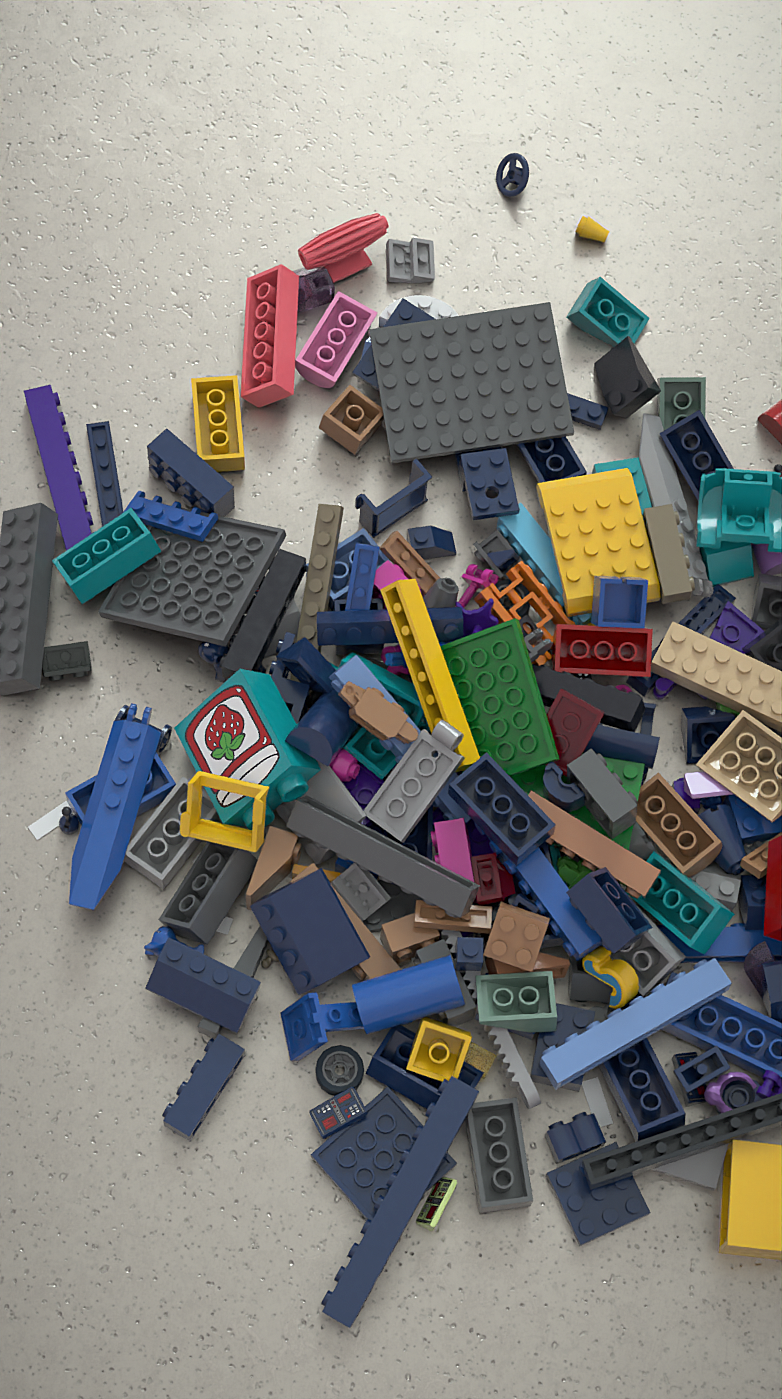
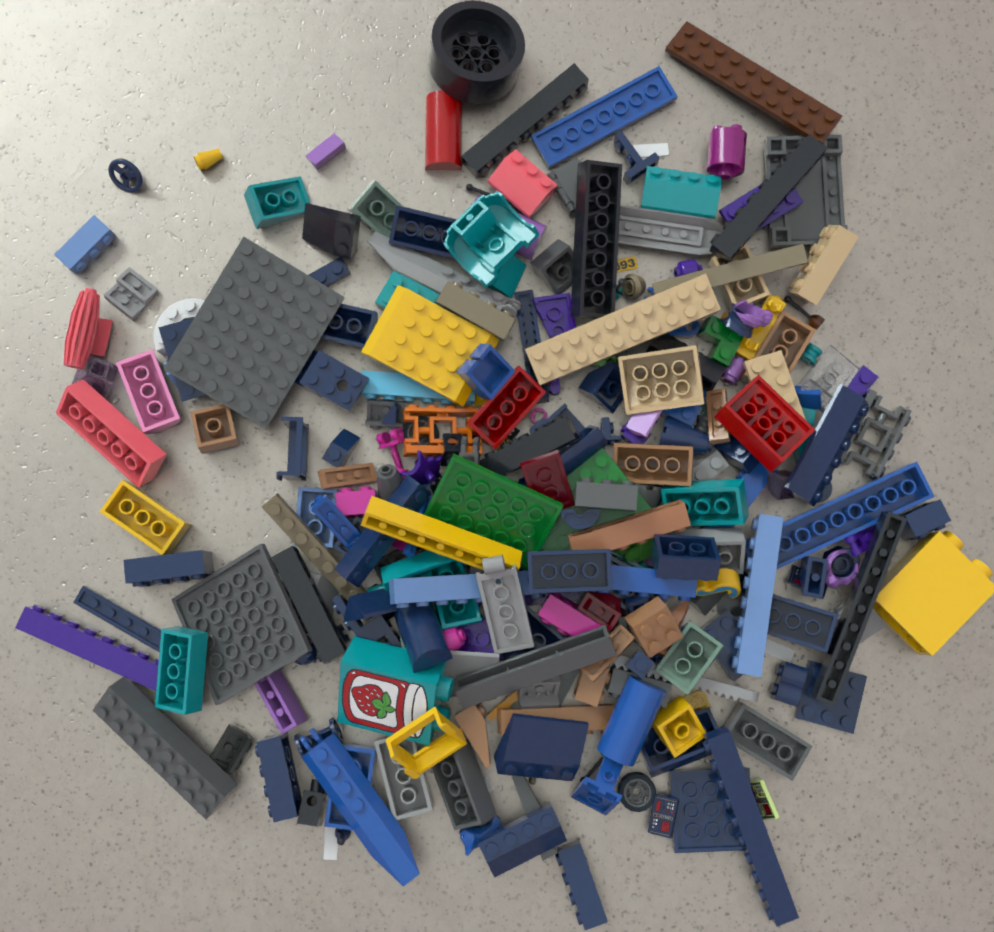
camera: 40 degrees left, 15 degrees up
(71, 771) = (311, 814): none -> black torso
(78, 720) = (279, 776): none -> dark blue brick
(149, 667) = (281, 702): none -> medium lavender brick
(172, 517) = (187, 603): blue hinge -> none
(377, 714) = (444, 598): medium nougat hinge -> none
(420, 190) = (85, 245): none -> medium blue brick
(666, 766) = (607, 429): none -> dark blue bracket
(692, 322) = (326, 151): none -> medium lavender slope

